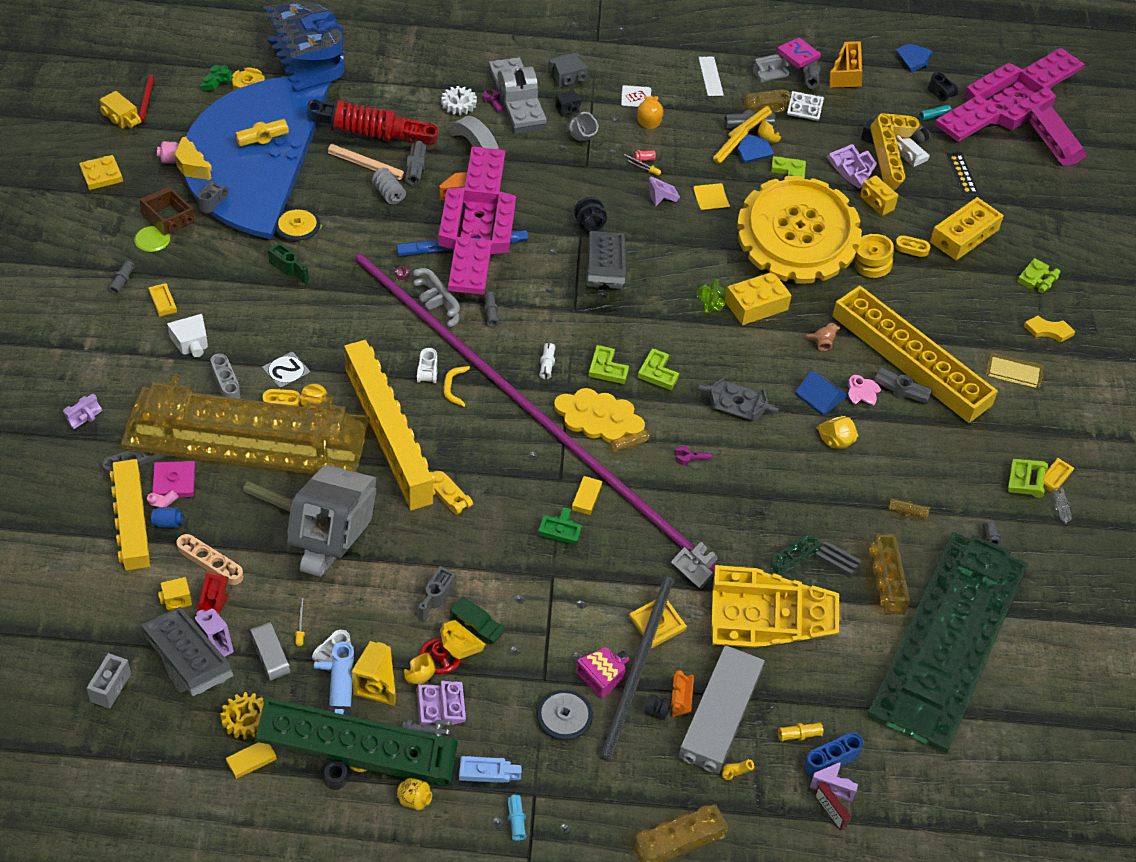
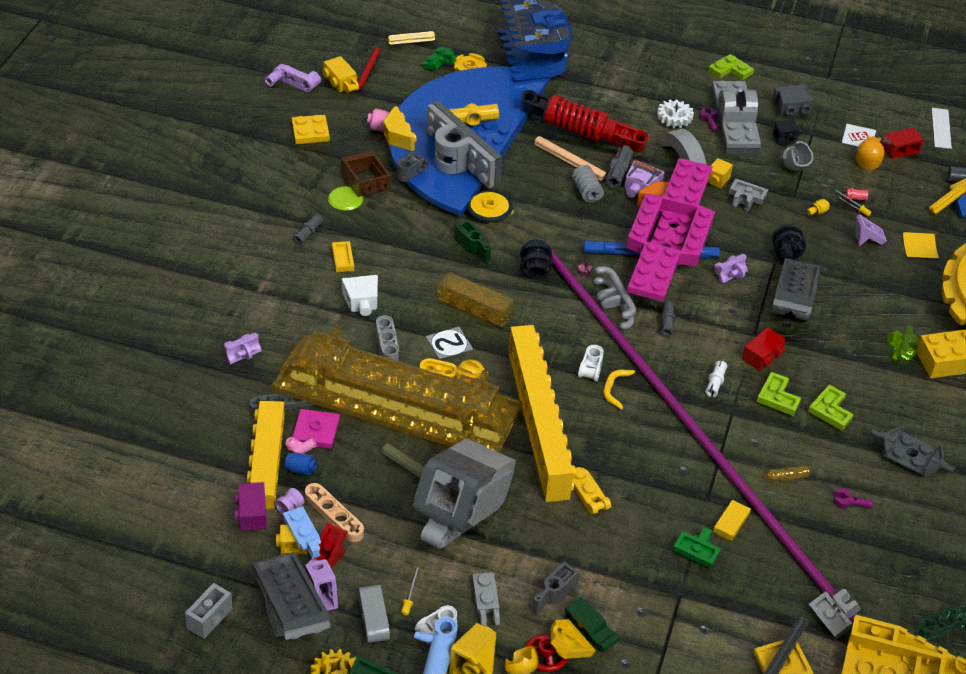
camera: 15 degrees right, 5 degrees down
(72, 120) = (293, 77): none -> lavender beam
(128, 570) = (252, 506): none -> magenta brick
(163, 559) = (291, 500): none -> lavender wheel
(183, 60) = (411, 38): none -> yellow axle
(184, 584) = (303, 531): none -> light blue hinge
(256, 165) = (461, 143): none -> light grey piece
(303, 321) = (475, 299): none -> clear yellow brick
(353, 271) = (536, 259): none -> black piece
(373, 614) = (486, 597): none -> light grey hinge
(438, 171) = (641, 176): none -> lavender torso
(501, 42) = (732, 65): none -> lime plate
(513, 154) = (720, 173): none -> yellow brick
(542, 171) = (747, 194): none -> light grey plate
(543, 248) = (731, 268): none -> lavender hips
(586, 324) = (763, 349): none -> red brick
(598, 415) = (759, 441): yellow plate -> none
(611, 174) = (818, 207): none -> yellow cylinder
(678, 97) = (902, 143): none -> red brick

